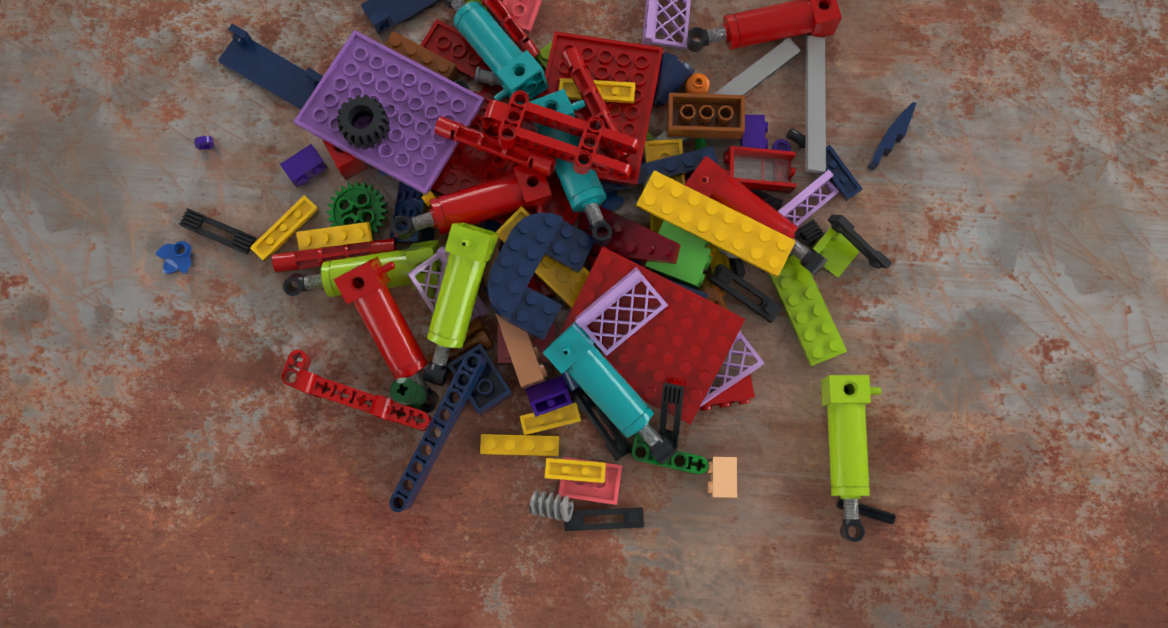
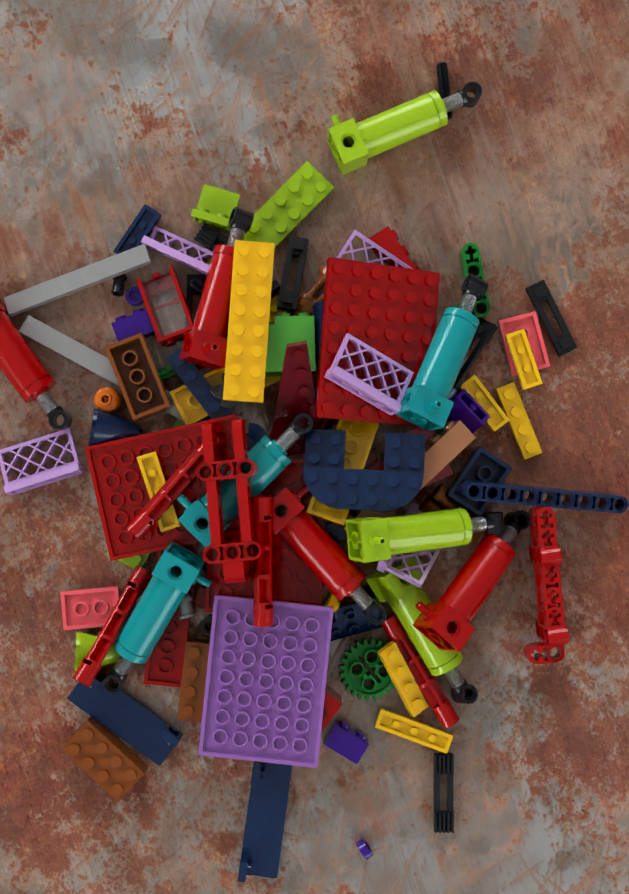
camera: 120 degrees left, 10 degrees up
(173, 258) = (486, 819): blue plate -> none
(358, 108) = (292, 715): black tyre -> none
(408, 393) = (525, 537): dark green piece -> none
(551, 507) = (564, 366): light grey piece -> none
(673, 394) = (425, 296): black container -> none
(723, 477) = (470, 226): light nougat brick -> none
(843, 226) = (196, 204): black container -> none
(895, 133) = (73, 194): dark blue slope -> none

